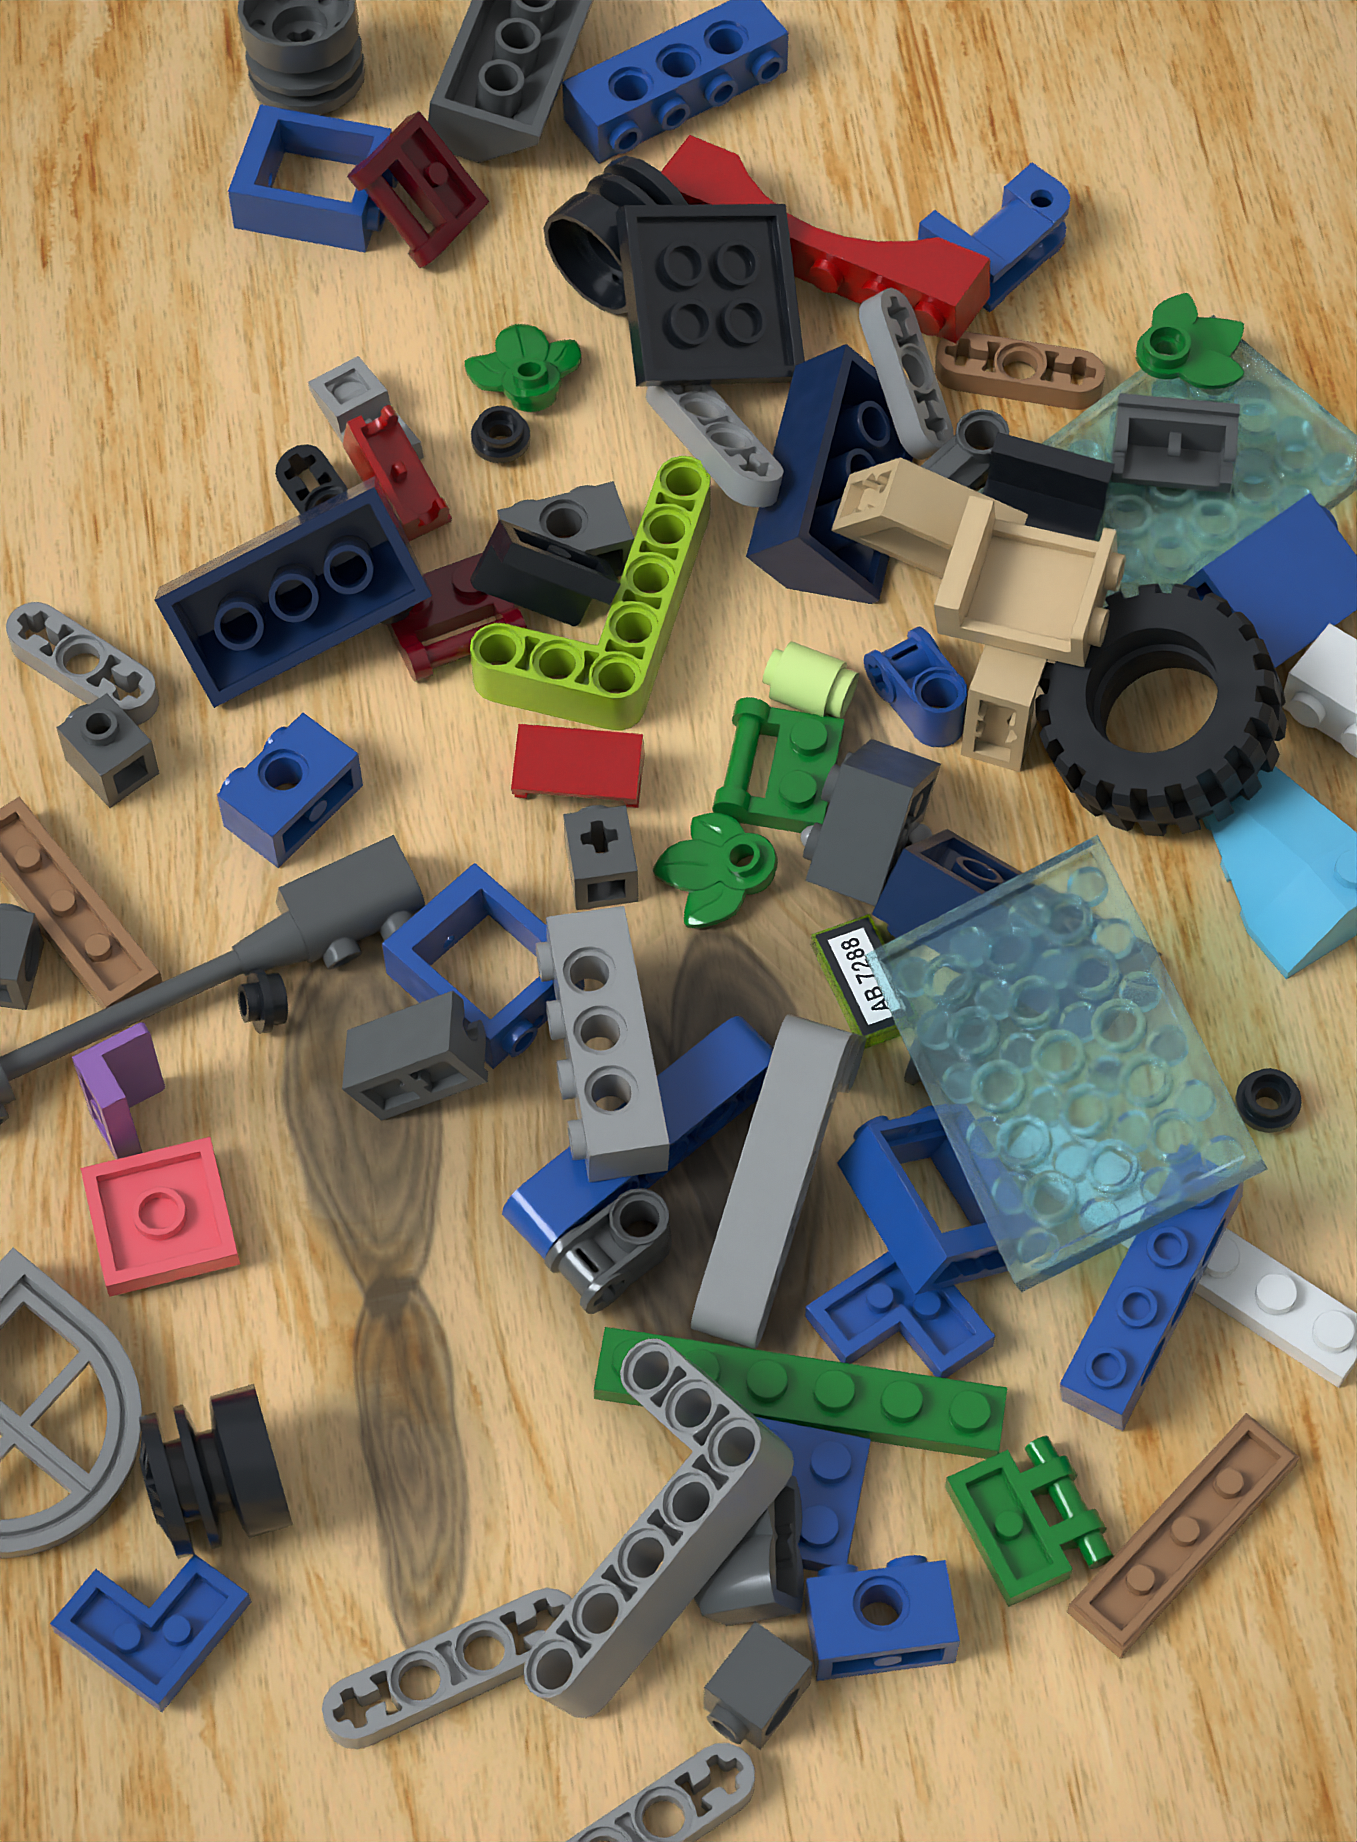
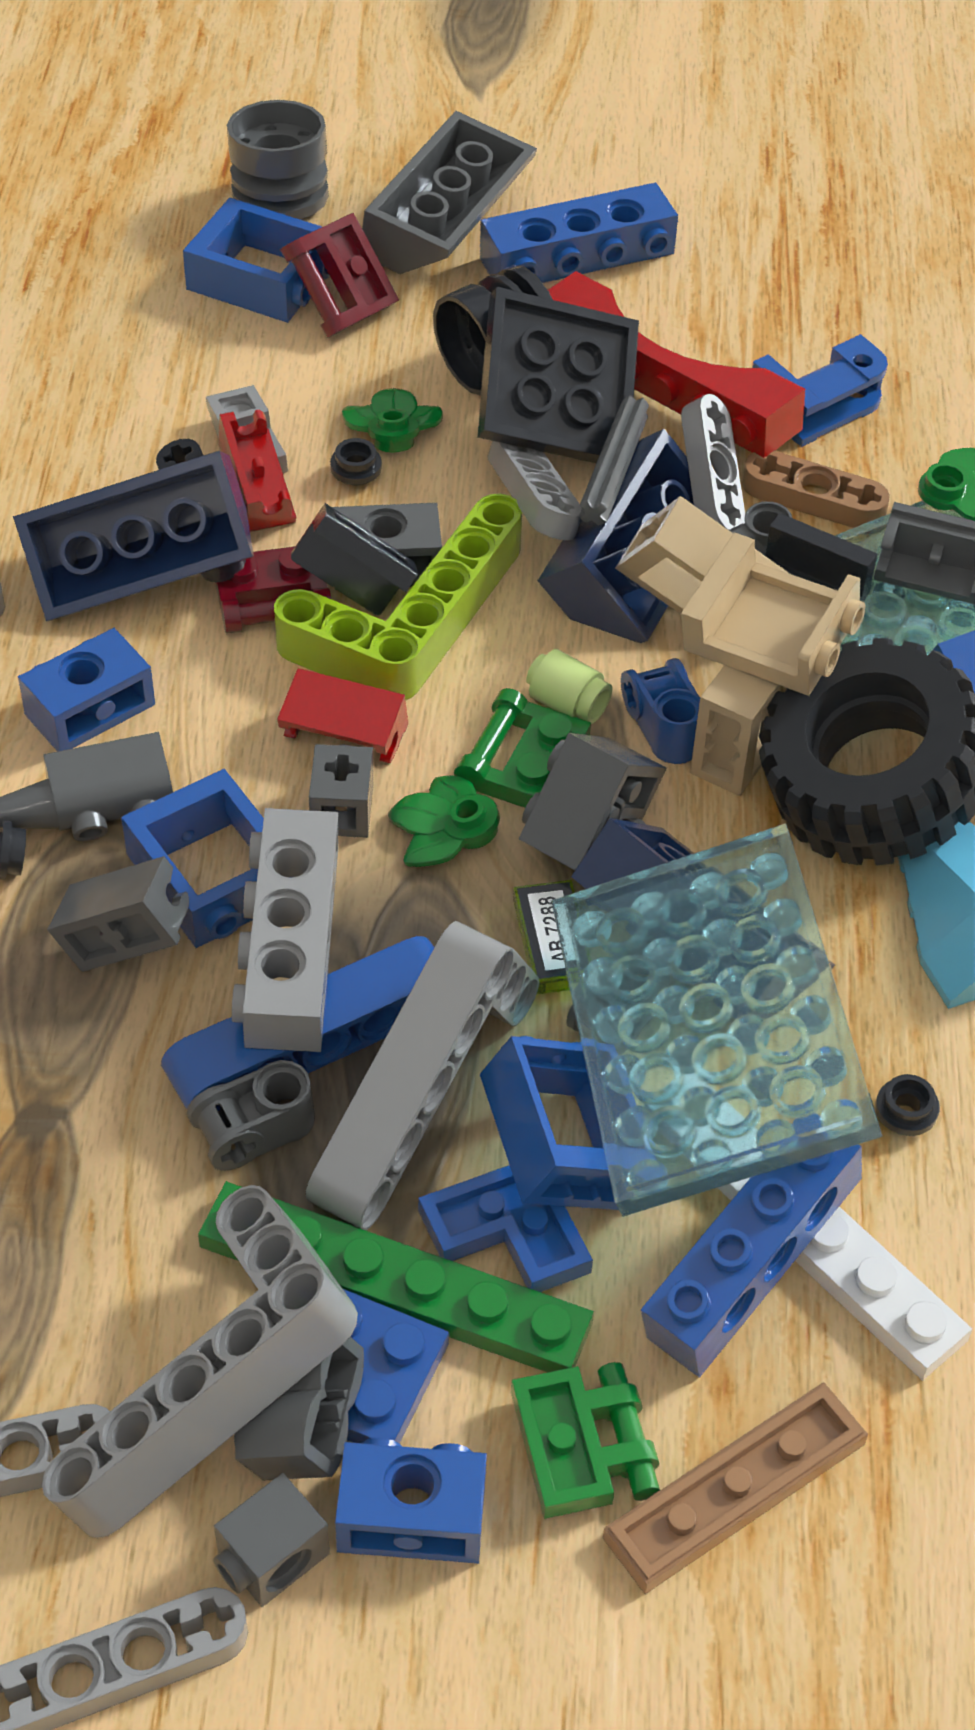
camera: 10 degrees right, 10 degrees down
(800, 394) = (614, 461): none -> dark grey axle

